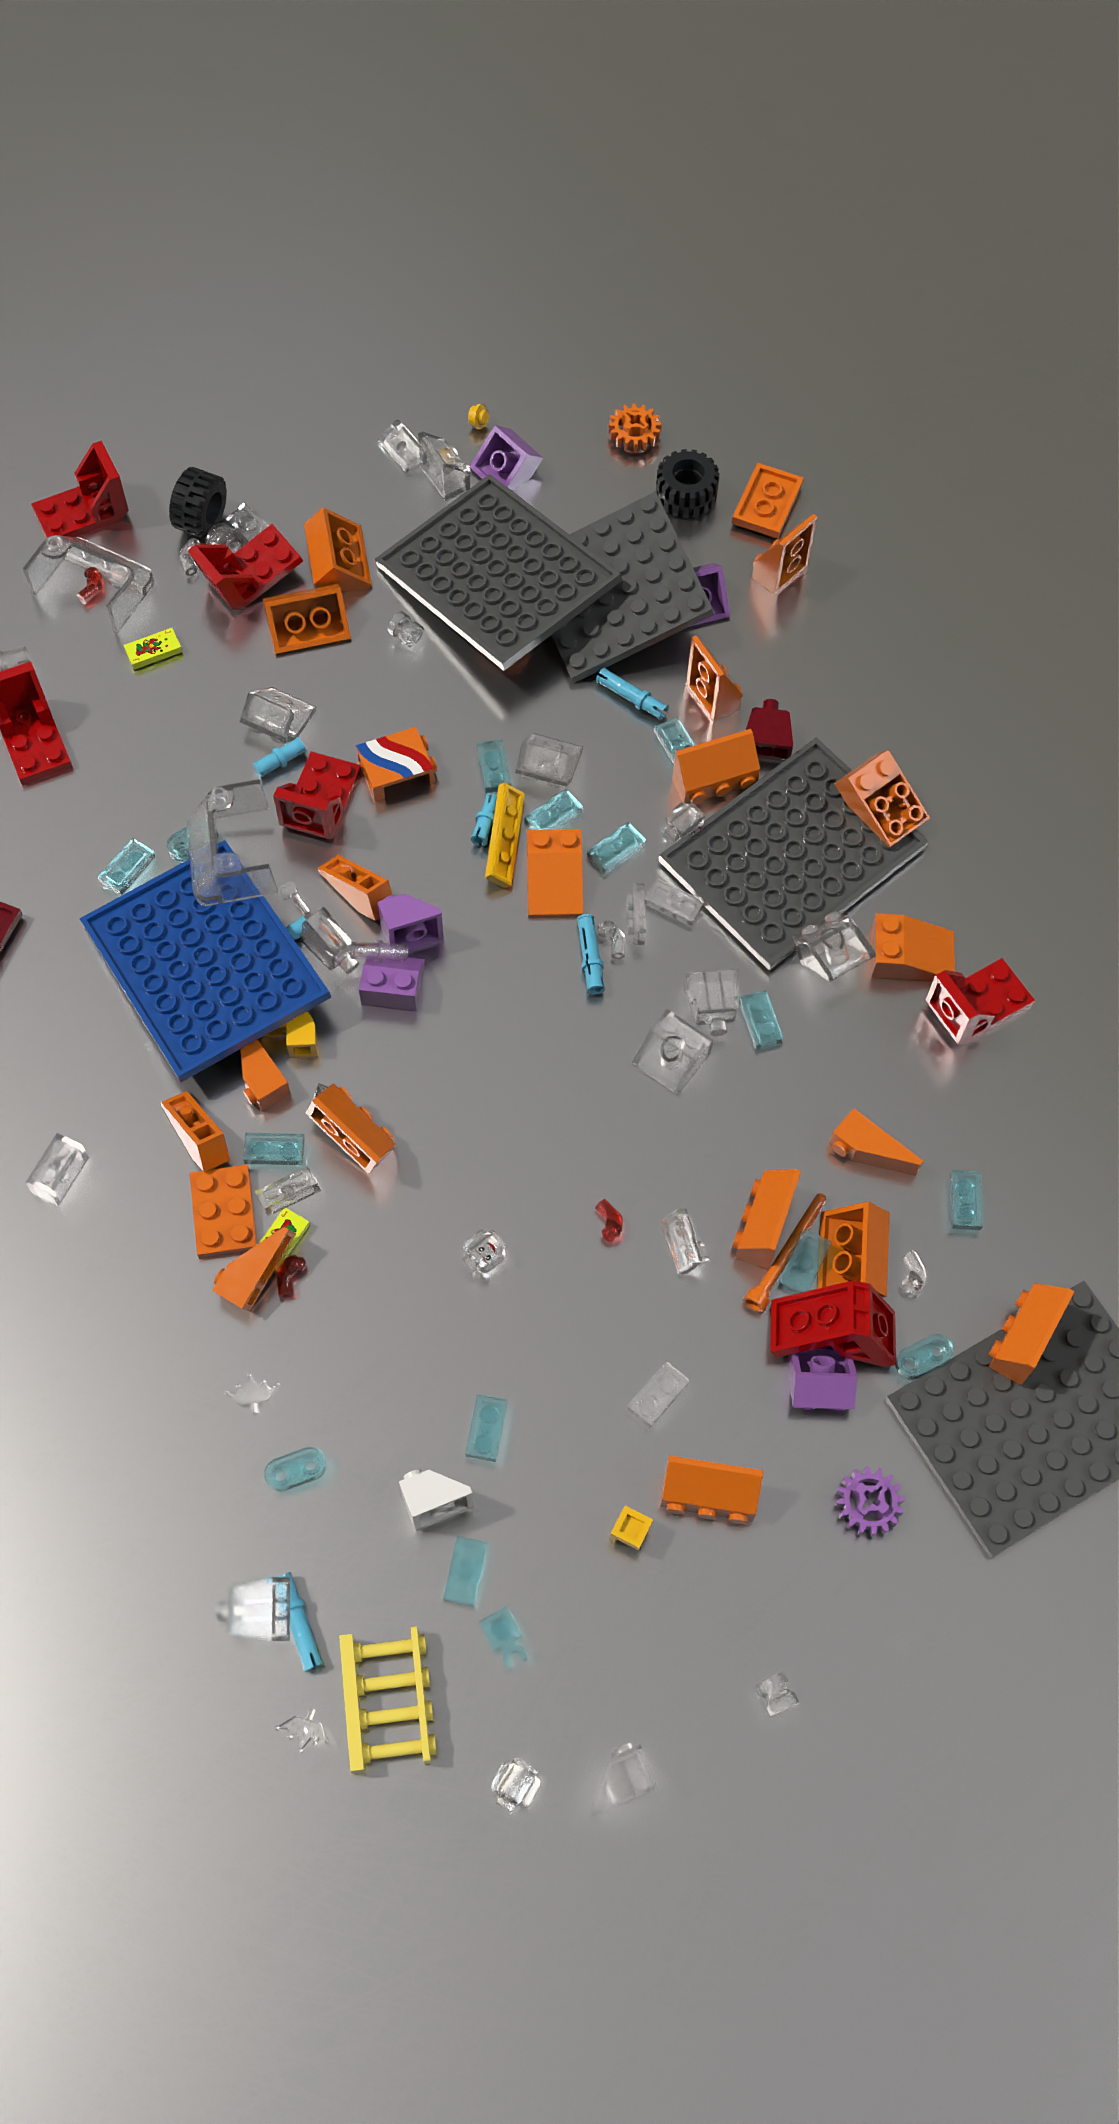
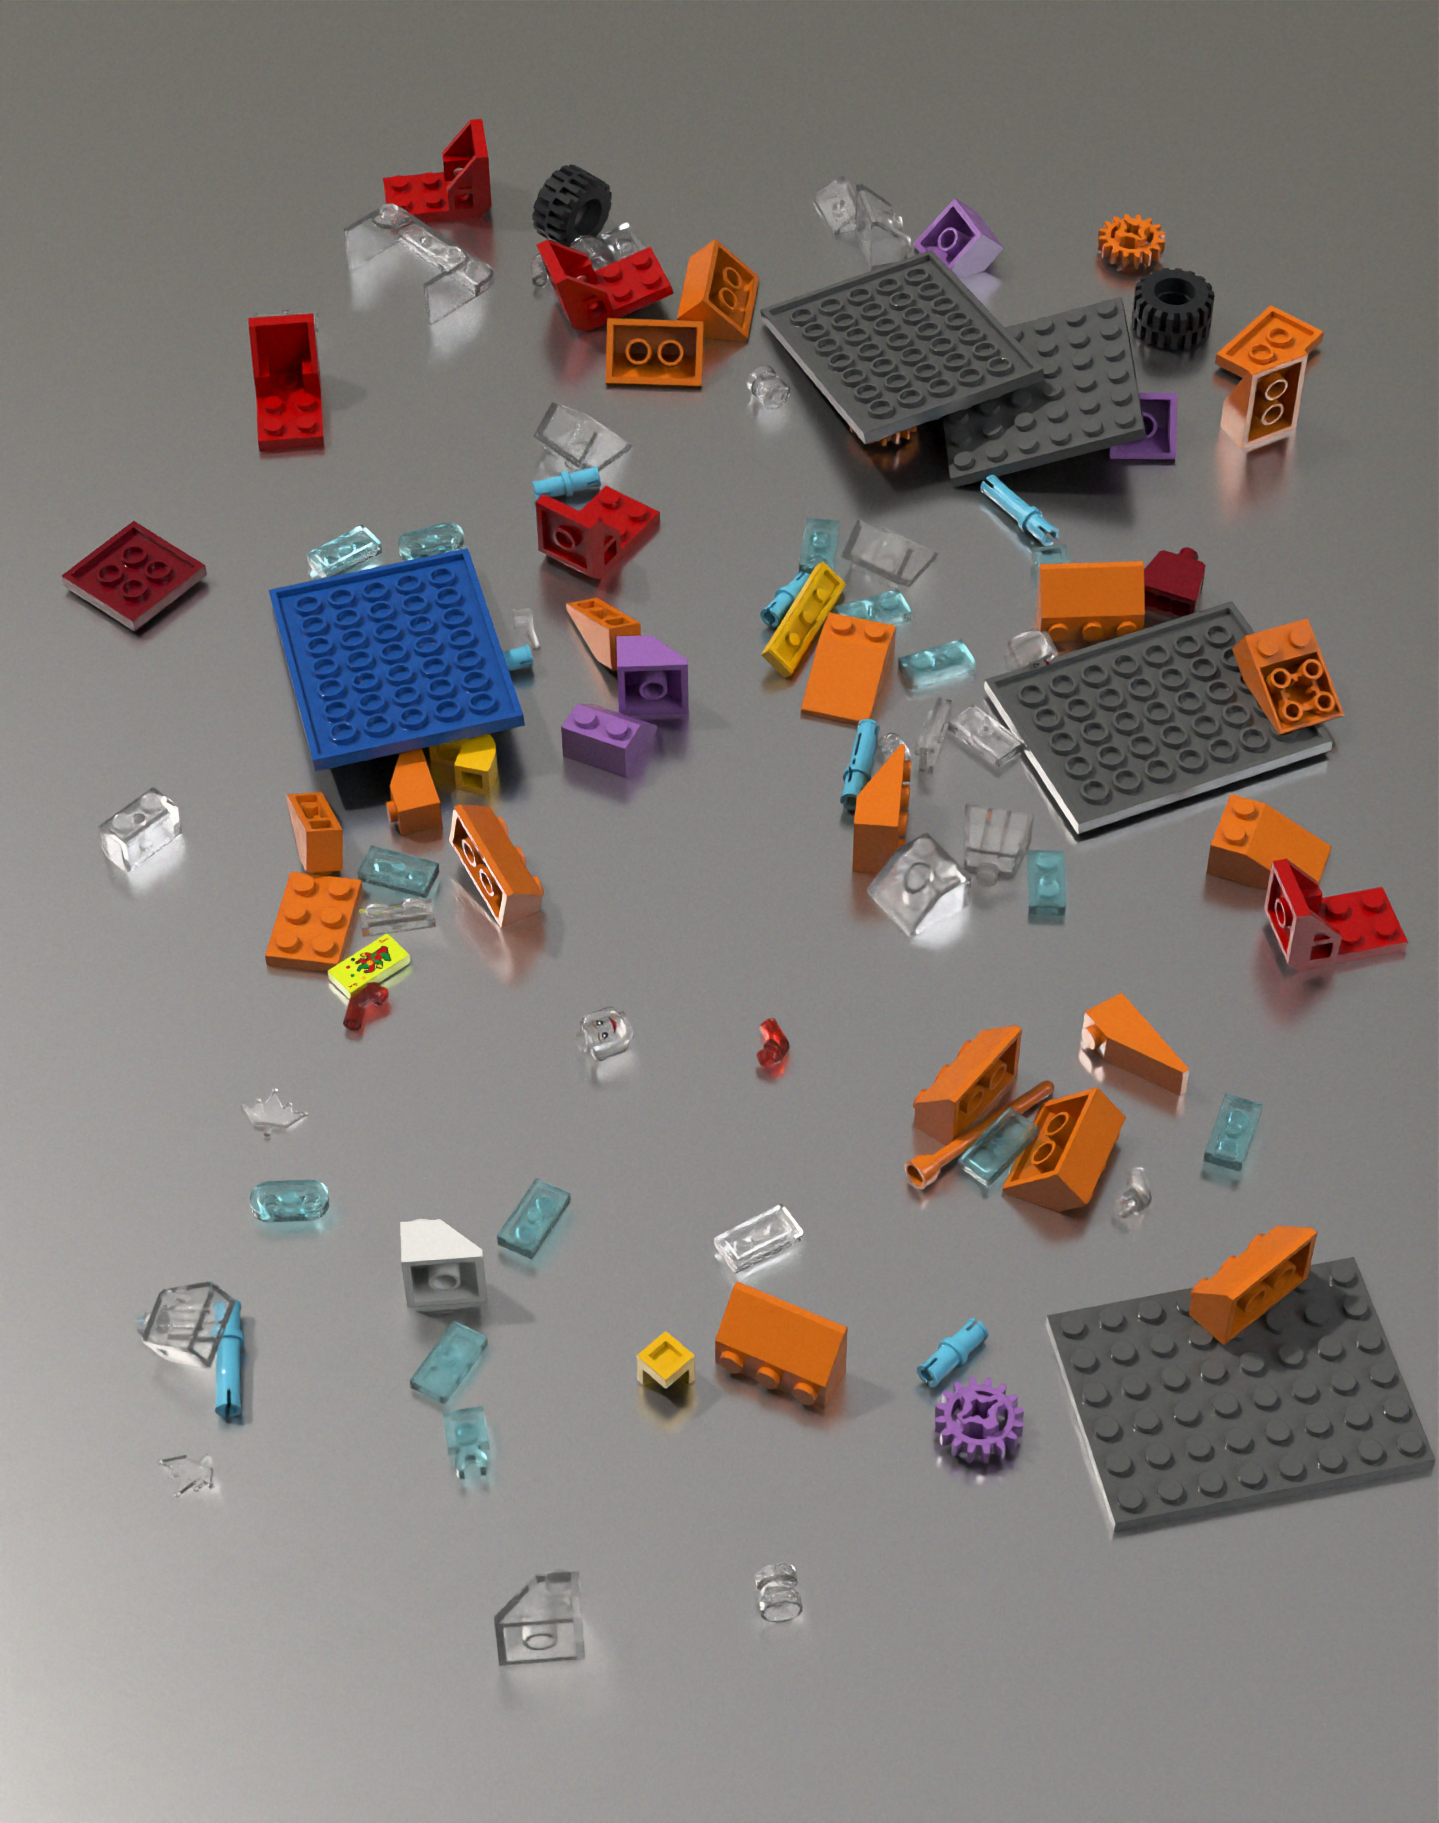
camera: 20 degrees right, 15 degrees down
(93, 587) = (421, 272): clear red arm -> none
(152, 648) = (464, 347): neon yellow tile -> none
(220, 876) = (443, 566): clear windscreen -> none
(249, 1273) = (319, 983): orange slope -> none
(328, 941) = (546, 673): clear torso -> none
(356, 1686) = (268, 1439): light yellow fence -> none
(378, 951) = (601, 695): clear pin -> none
(395, 760) = (702, 511): panel -> none
(478, 416) = (943, 192): yellow plate -> none
(515, 1784) = (417, 1597): clear head -> none
(629, 1011) = (879, 814): none -> orange slope
(682, 1241) = (852, 1091): clear plate -> none
(711, 682) = (1119, 513): orange slope -> none
(822, 1380) = (969, 1274): medium lavender slope -> none
(830, 1448) = (952, 1352): none -> medium azure pin
(832, 946) = (1162, 816): clear slope -> none
(842, 1316) = (1032, 1194): red bracket -> none
(922, 1357) = (1110, 1284): clear light blue plate -> none

